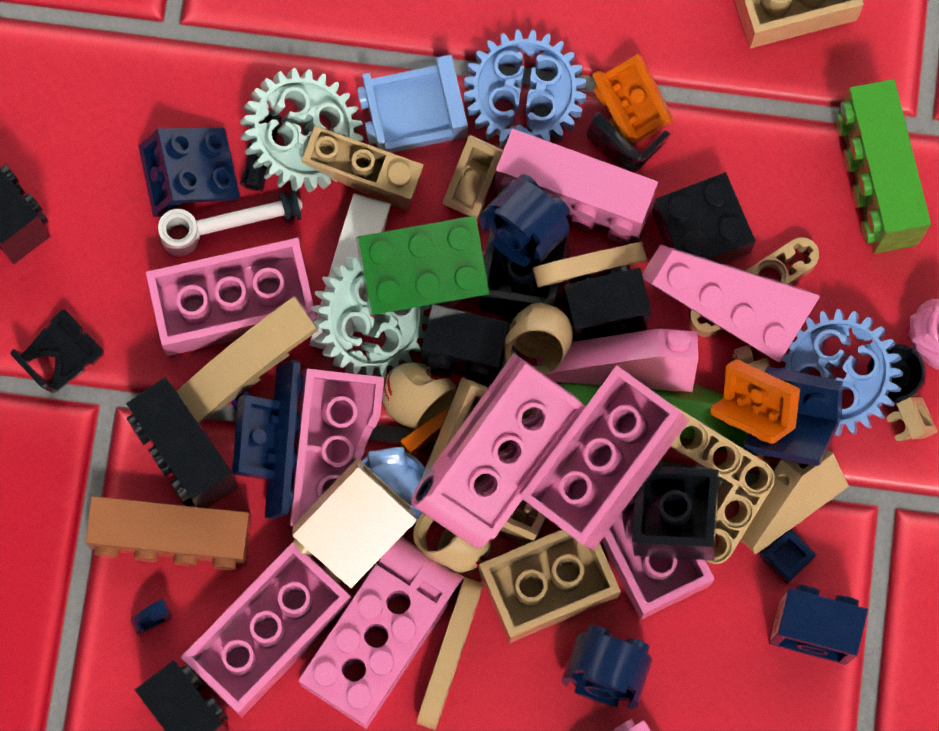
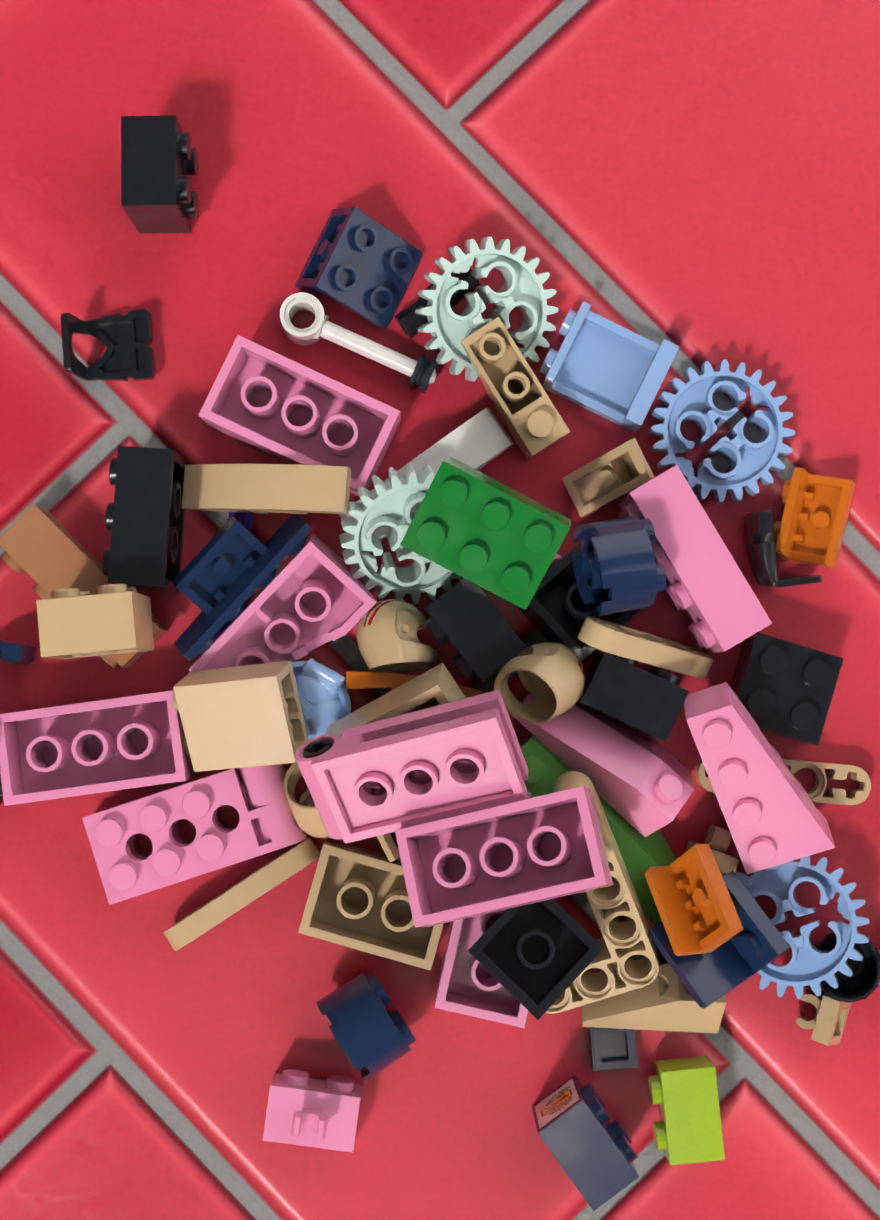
camera: 40 degrees right, 10 degrees up
(206, 531) = (94, 625): none -> tan brick
(870, 553) = (687, 1109): none -> lime brick

